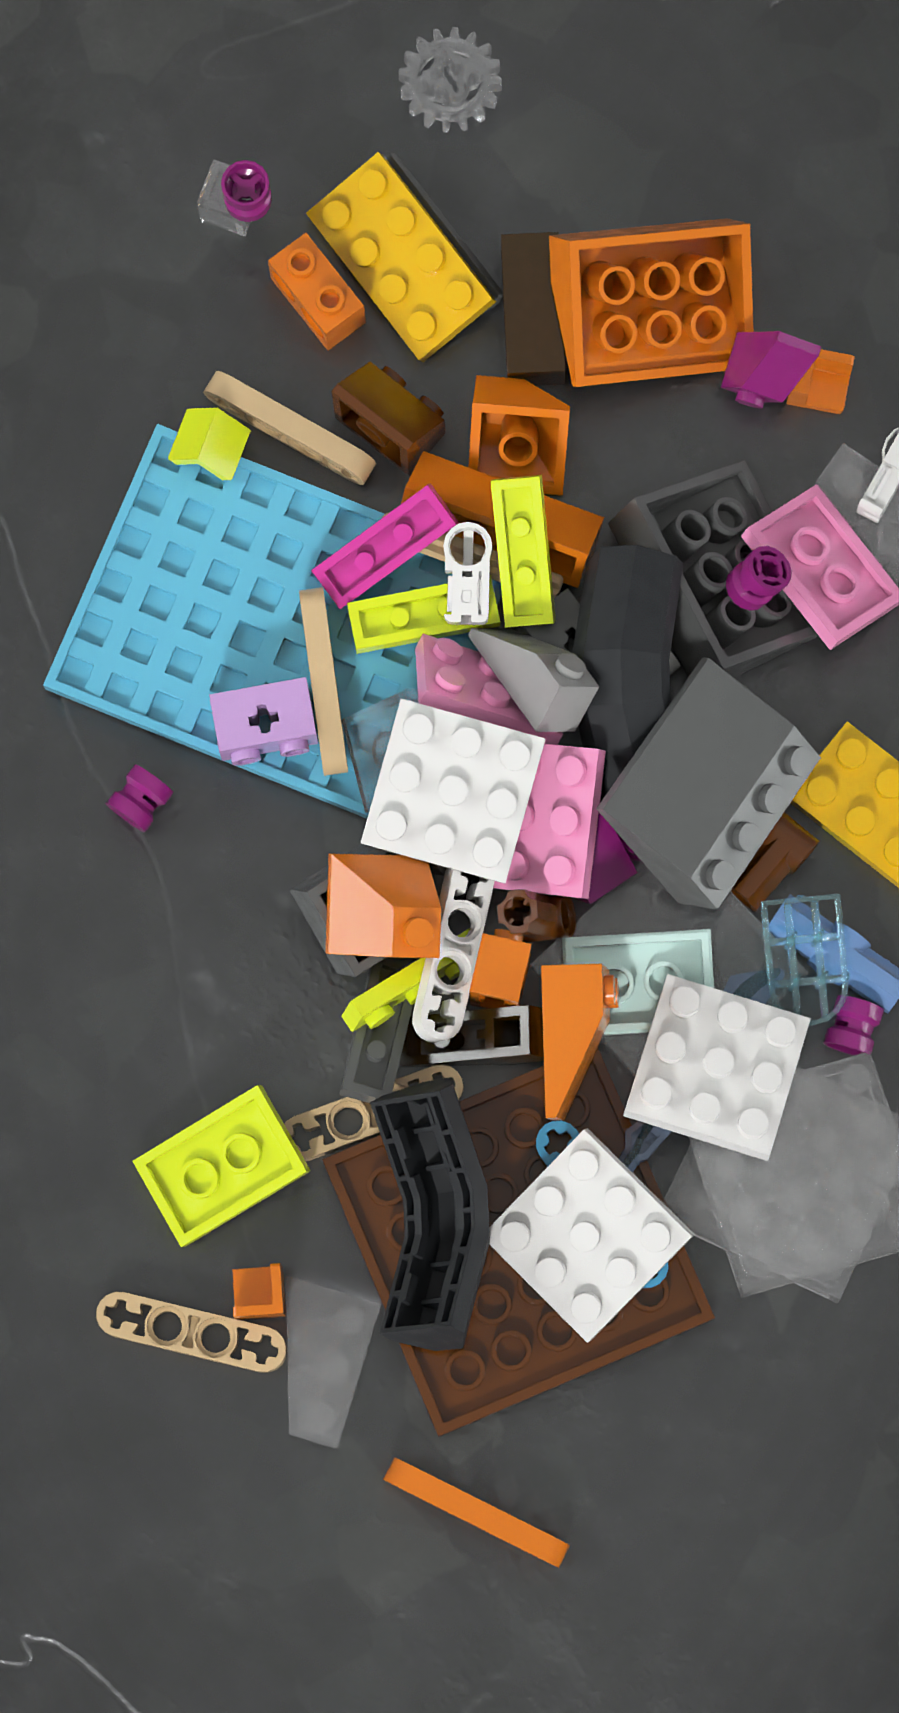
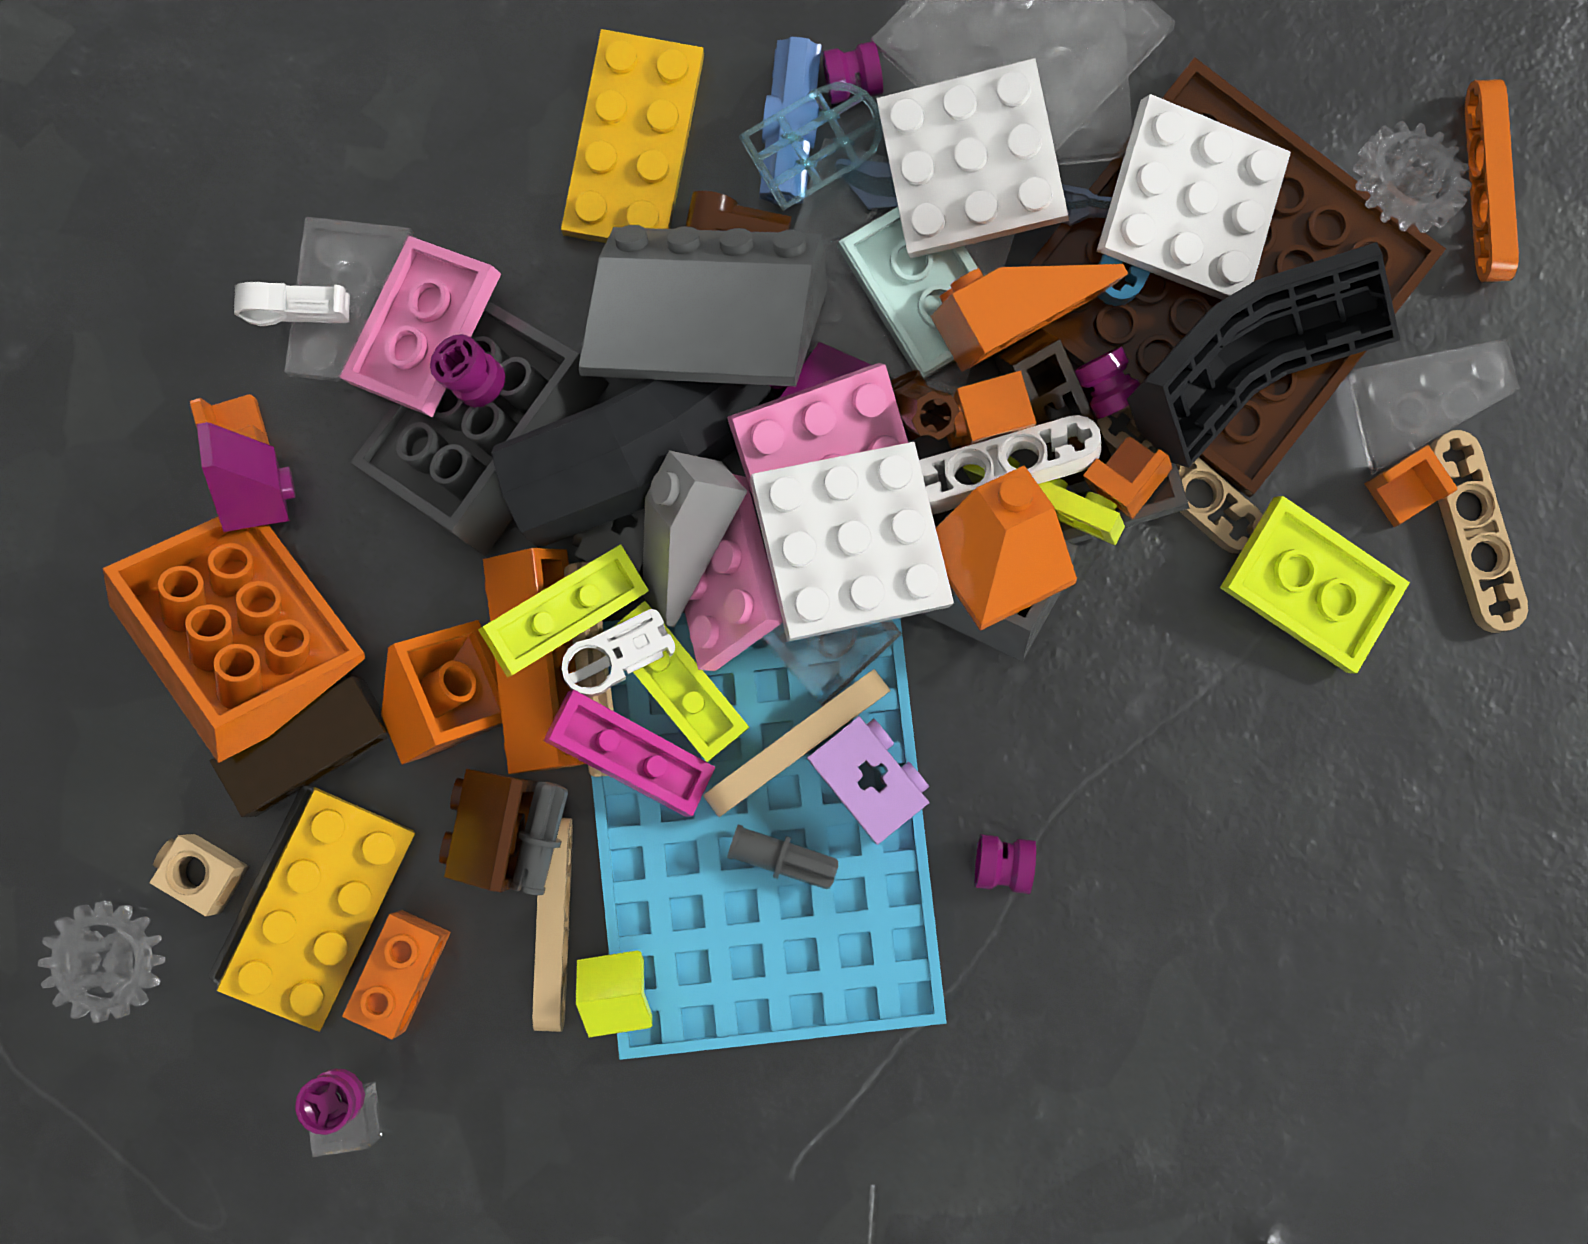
camera: 125 degrees left, 5 degrees up
(240, 624) = (783, 857): none -> dark grey axle
(358, 445) = (539, 838): none -> dark grey axle
(388, 1051) = (1129, 475): none -> orange panel
(475, 202) = (221, 878): none -> tan brick
(477, 1083) = (1108, 381): none -> magenta wheel
(510, 1462) = (1412, 177): none -> clear gear

